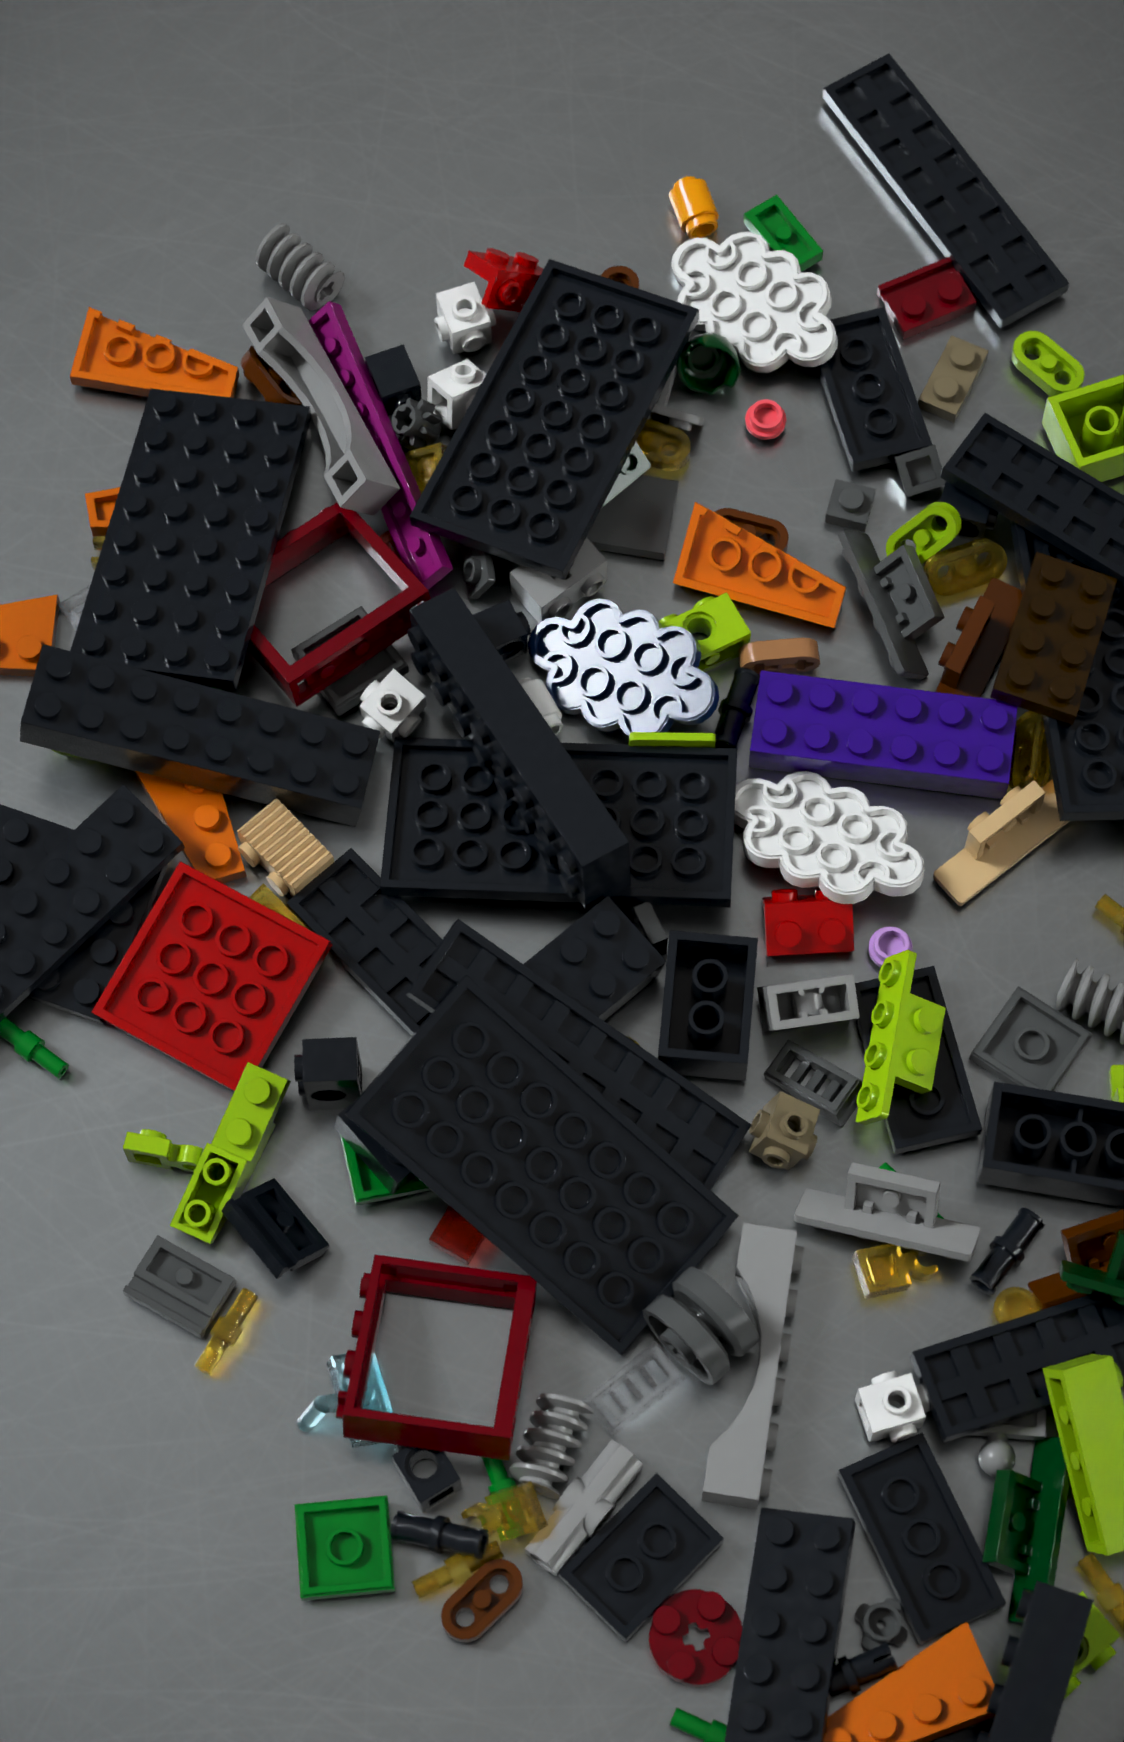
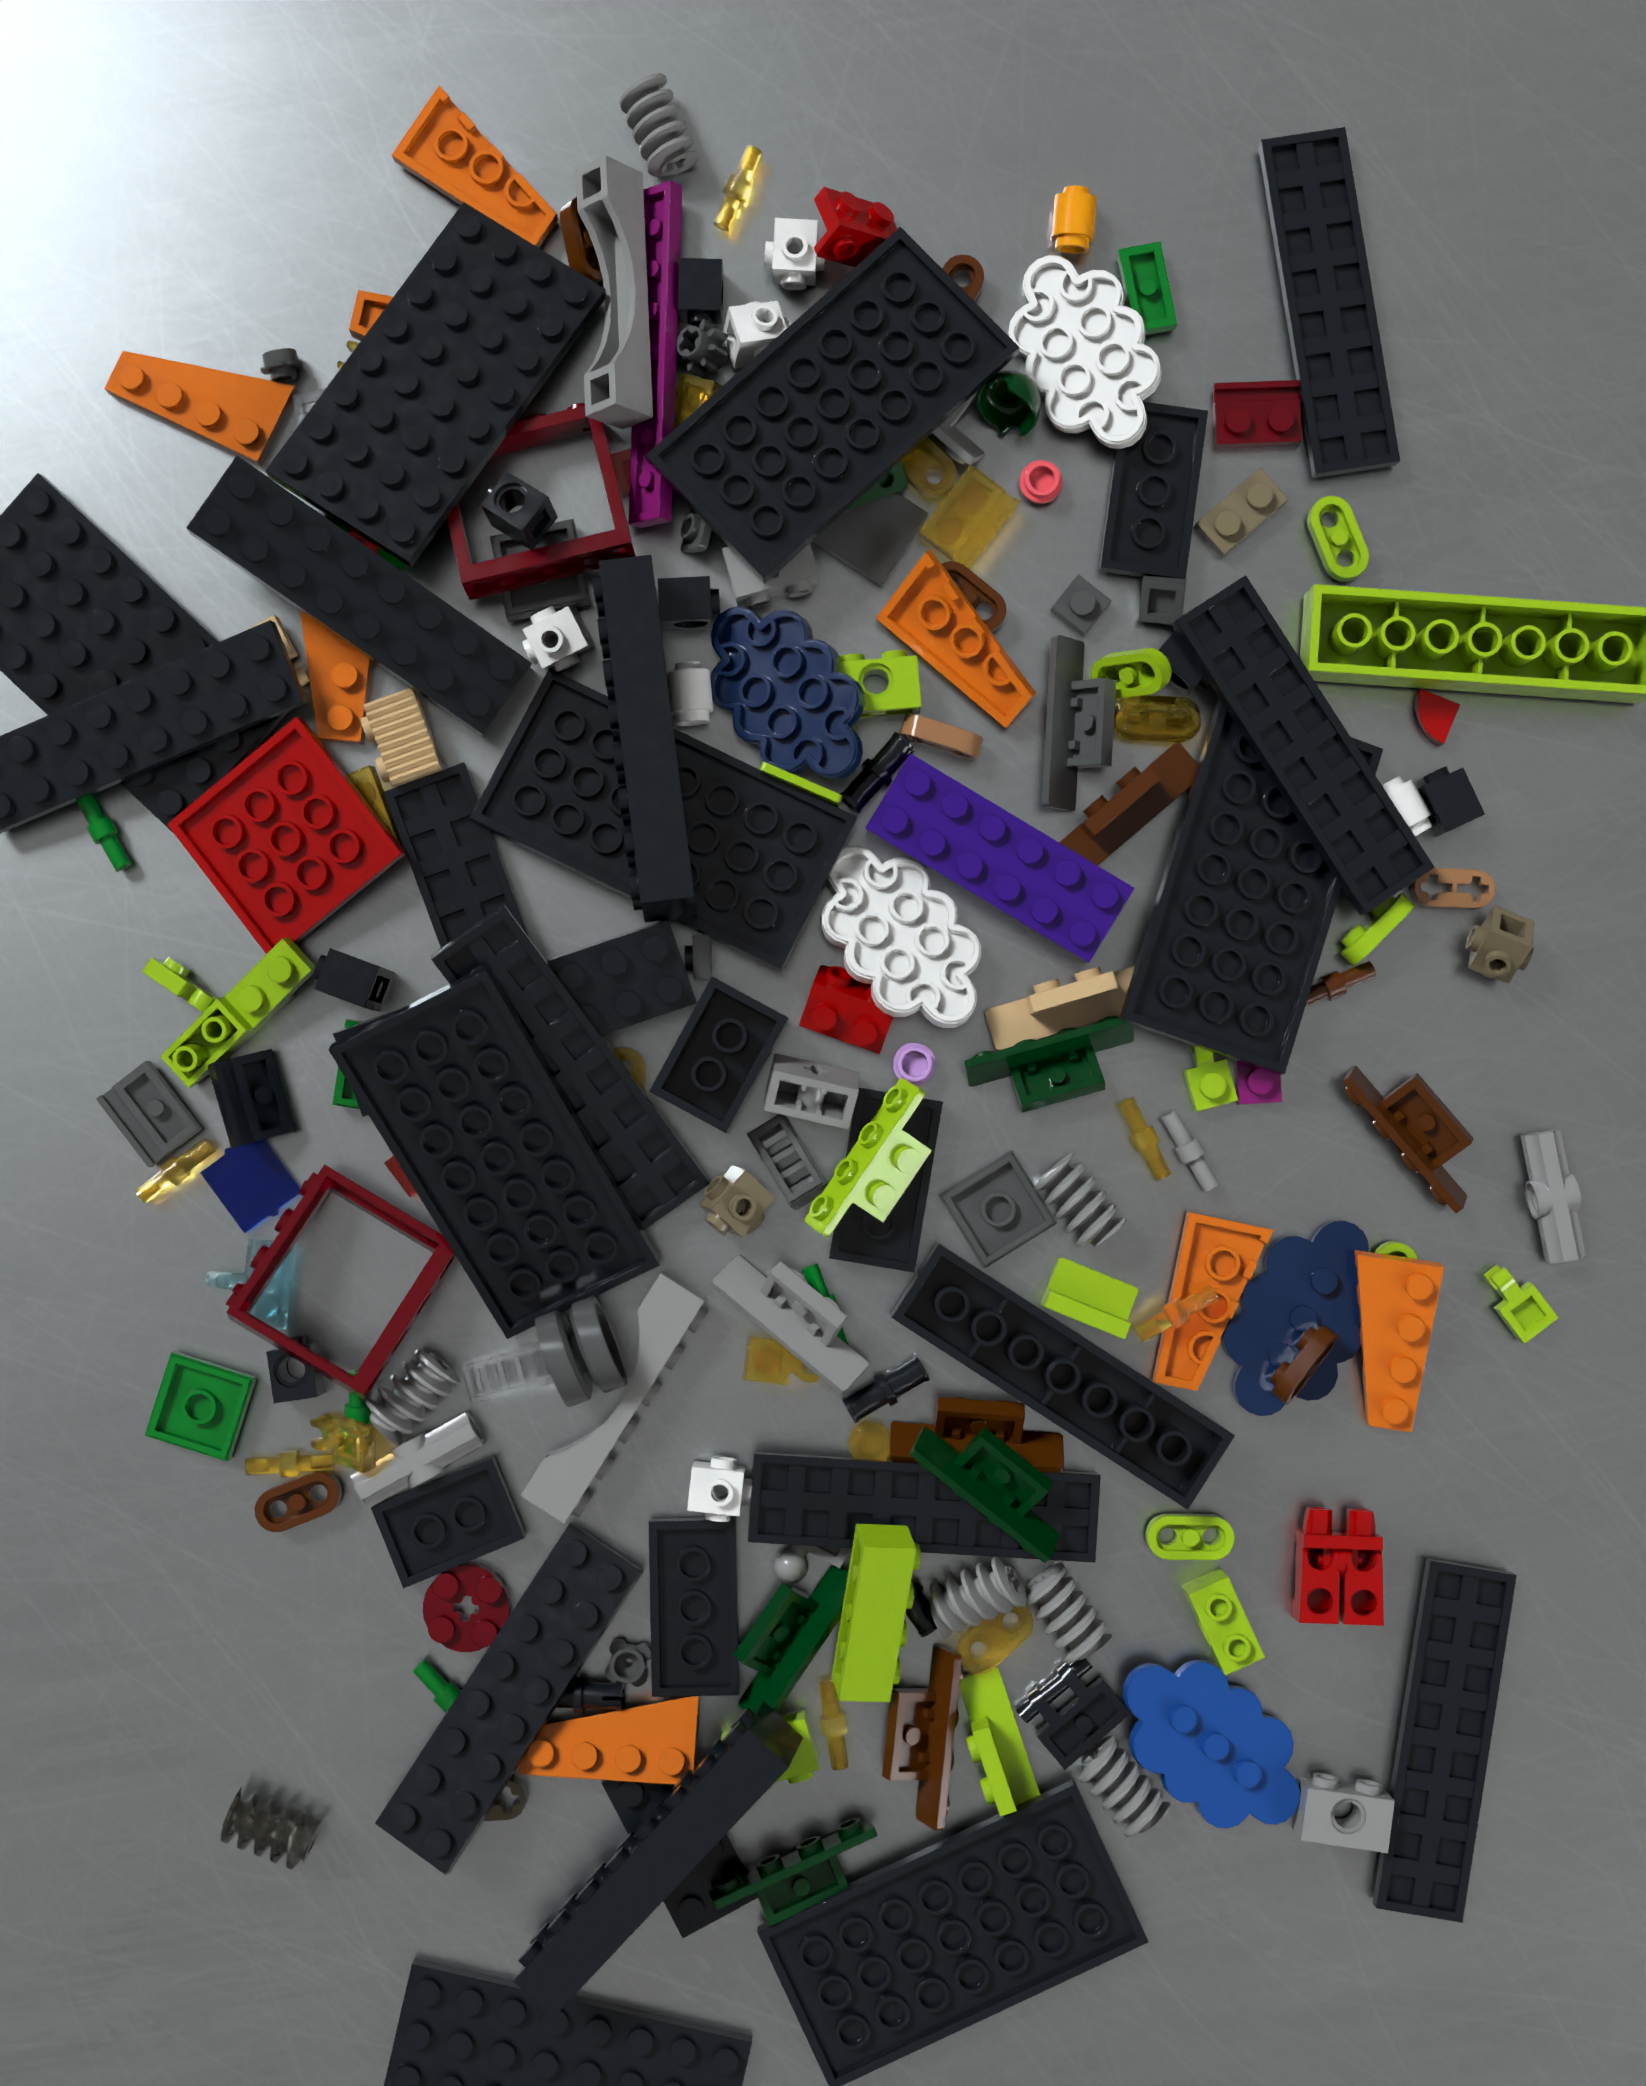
camera: 20 degrees right, 20 degrees up
(37, 581) = (281, 364): none -> dark grey plate
(305, 1315) = (251, 1183): none -> clear blue piece
(316, 601) = (525, 525): none -> black brick
(388, 291) = (738, 188): none -> clear yellow bar
(439, 1534) = (284, 1431): black pin -> none
(716, 470) = (969, 518): none -> clear yellow plate
(1017, 894) = (1054, 1066): none -> dark green bracket
(1030, 752) = (1124, 939): clear yellow plate -> none
(1054, 638) = (1199, 837): dark brown plate -> none

